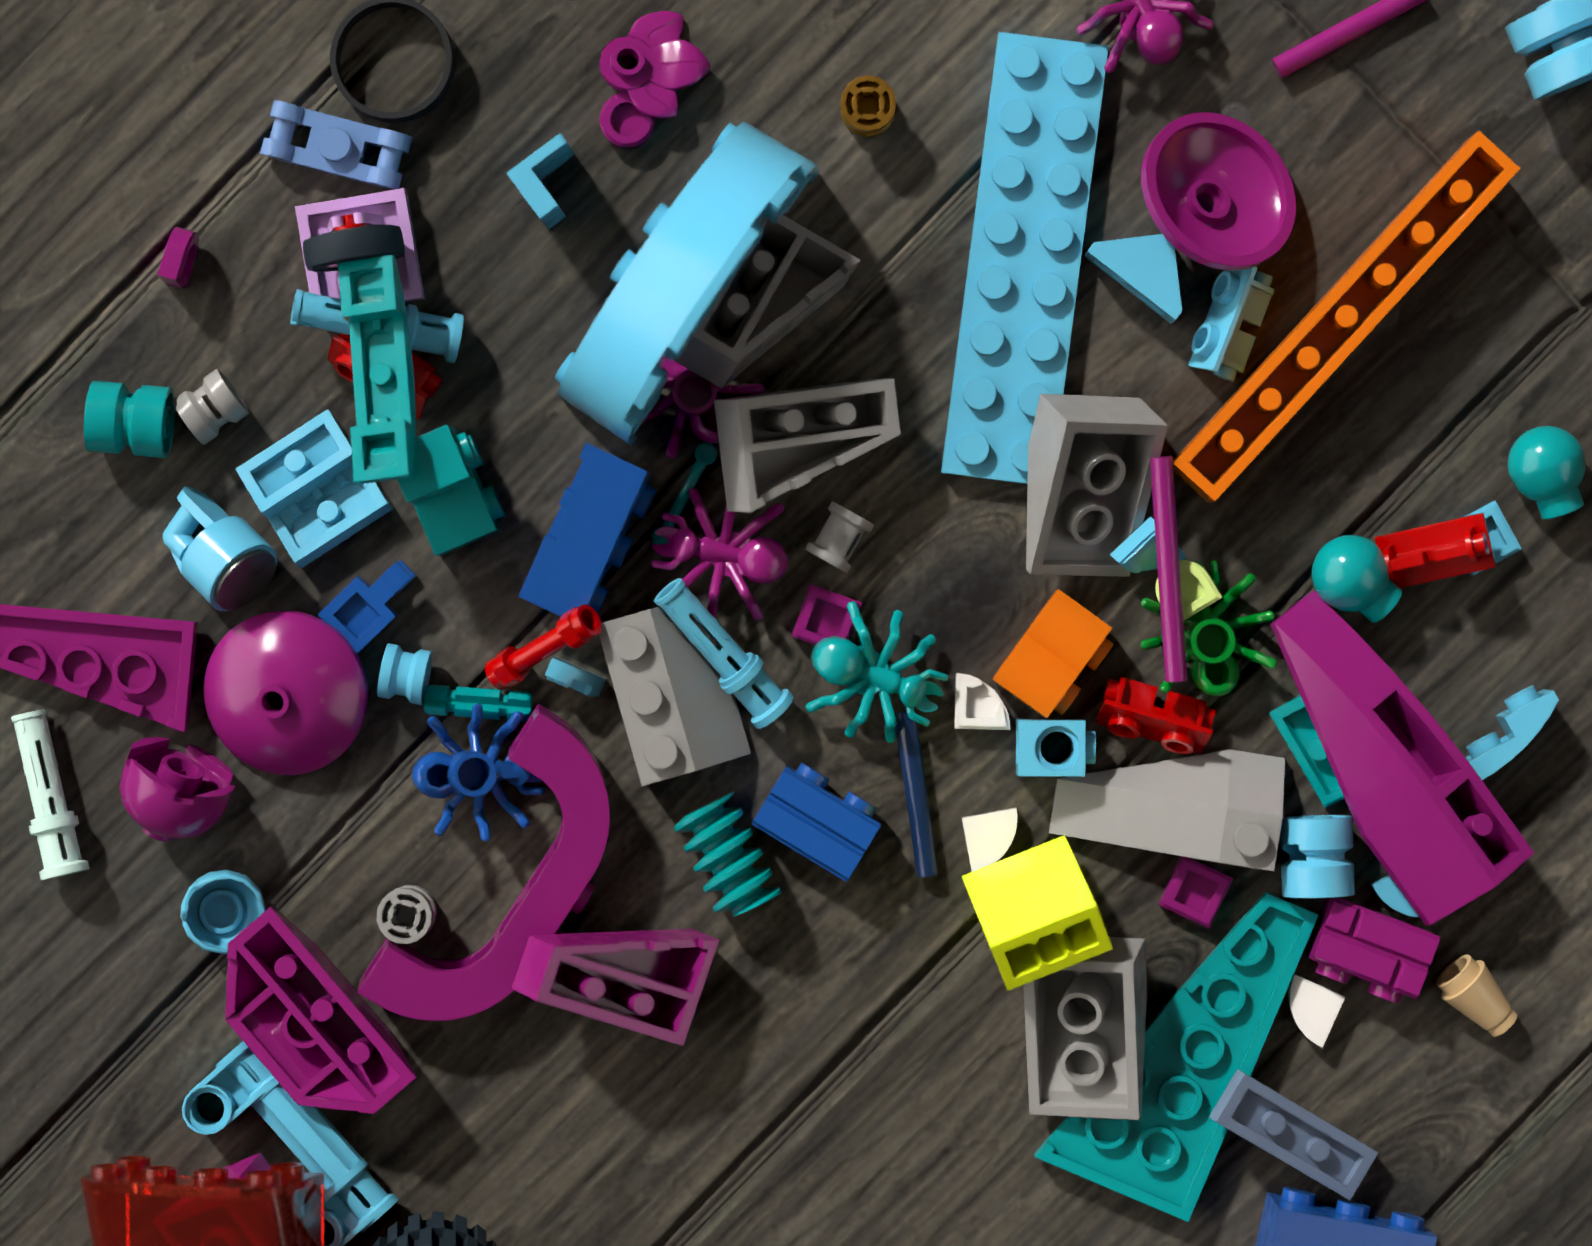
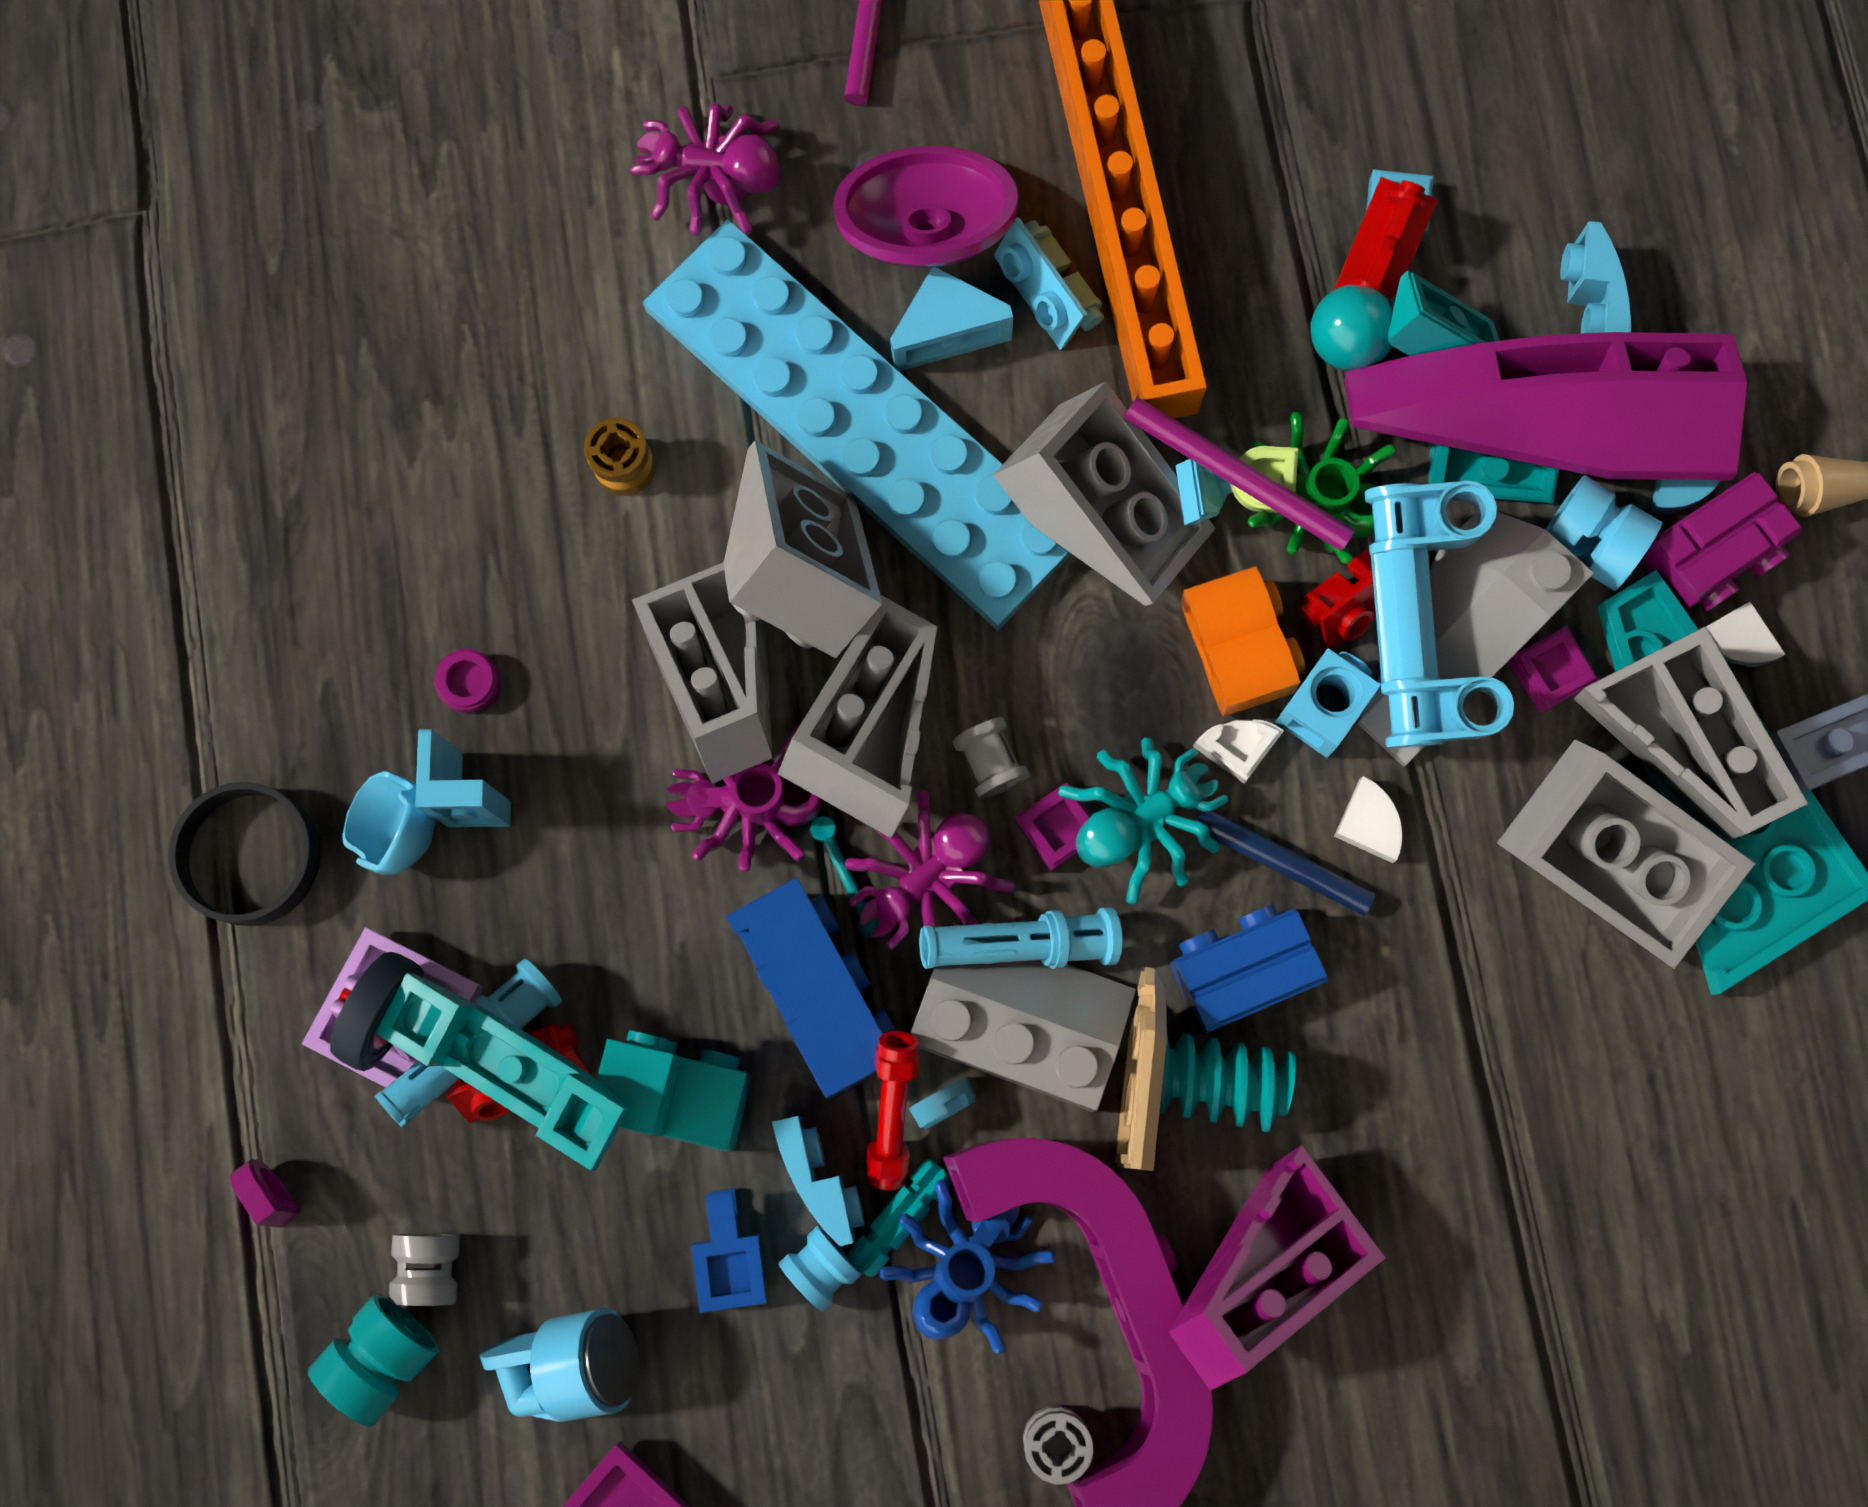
camera: 50 degrees left, 10 degrees down
(310, 489) = (578, 1227): medium azure slope -> none
(313, 673) = (758, 1361): magenta dish -> none
(336, 145) = (279, 966): medium blue plate -> none
(453, 645) = (828, 1200): none -> medium azure slope
(485, 148) = (386, 825): none -> medium azure hair
(662, 63) = (441, 614): magenta plate -> none
(679, 276) = (642, 731): medium azure windscreen -> none
(689, 800) = (1143, 1076): none -> tan tile
(883, 298) = (799, 554): none -> light grey slope
(1037, 912) = (1488, 816): neon yellow brick -> none
(1144, 762) = (1407, 615): none -> medium azure piece
(1200, 1018) = (1697, 734): none -> light grey wedge
(1397, 633) = (1433, 320): none -> teal slope
(1548, 468) = (1377, 104): teal piece -> none

